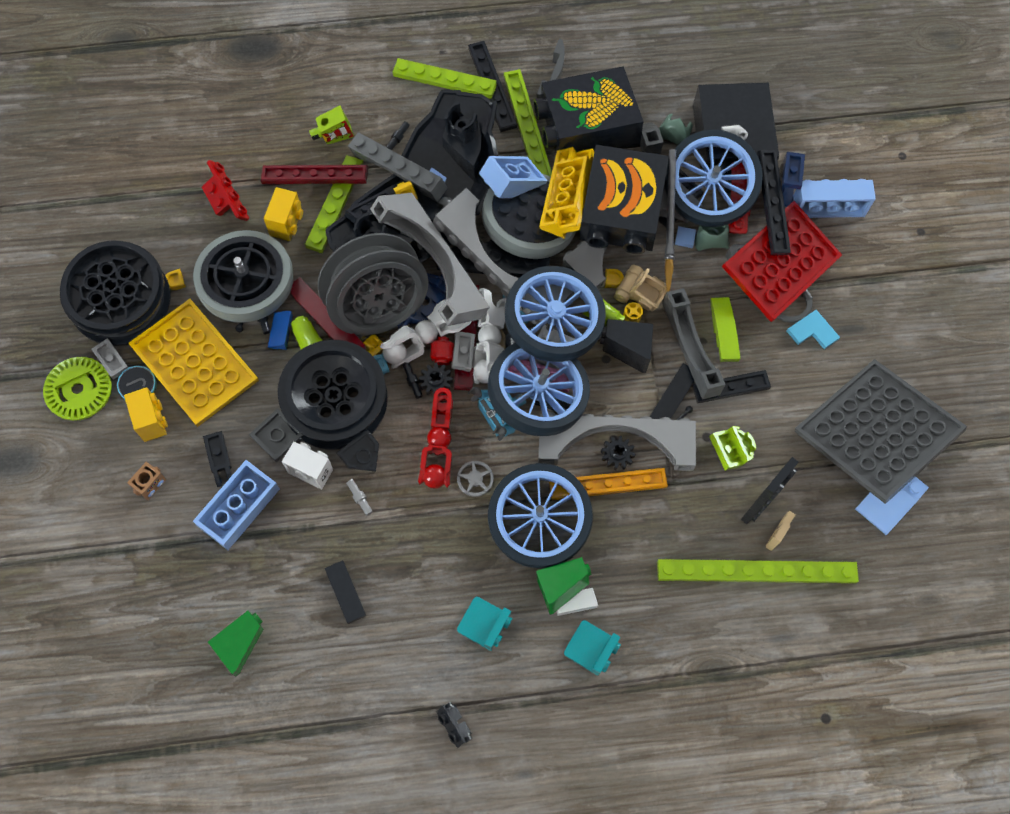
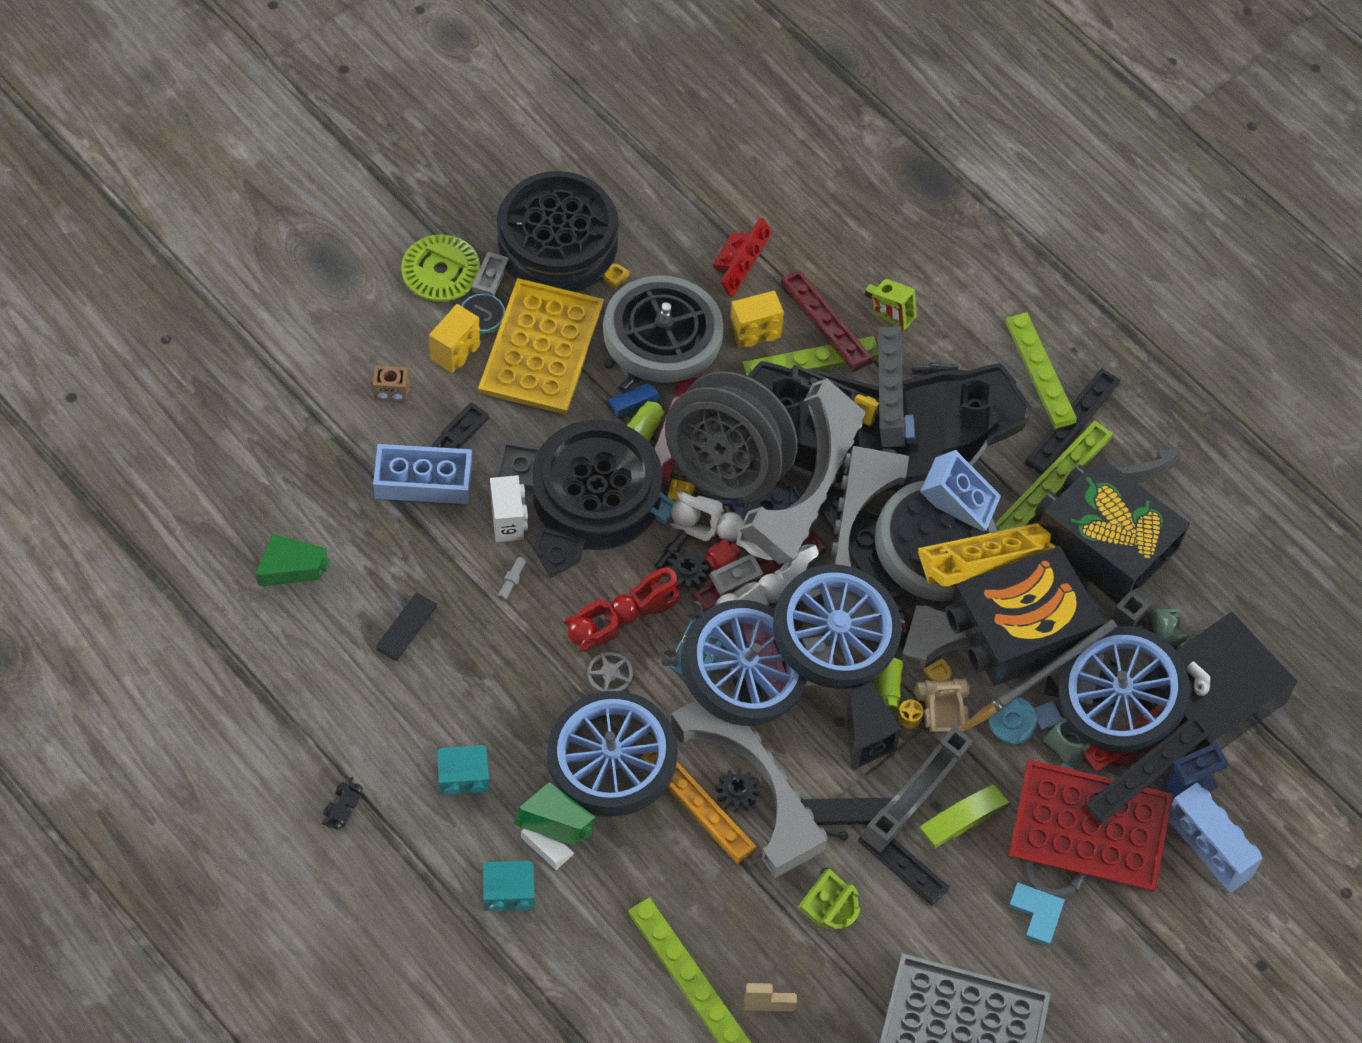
camera: 55 degrees right, 10 degrees down
(683, 255) = (1014, 723): none -> medium azure tile
(771, 491) = (786, 938): black plate -> none

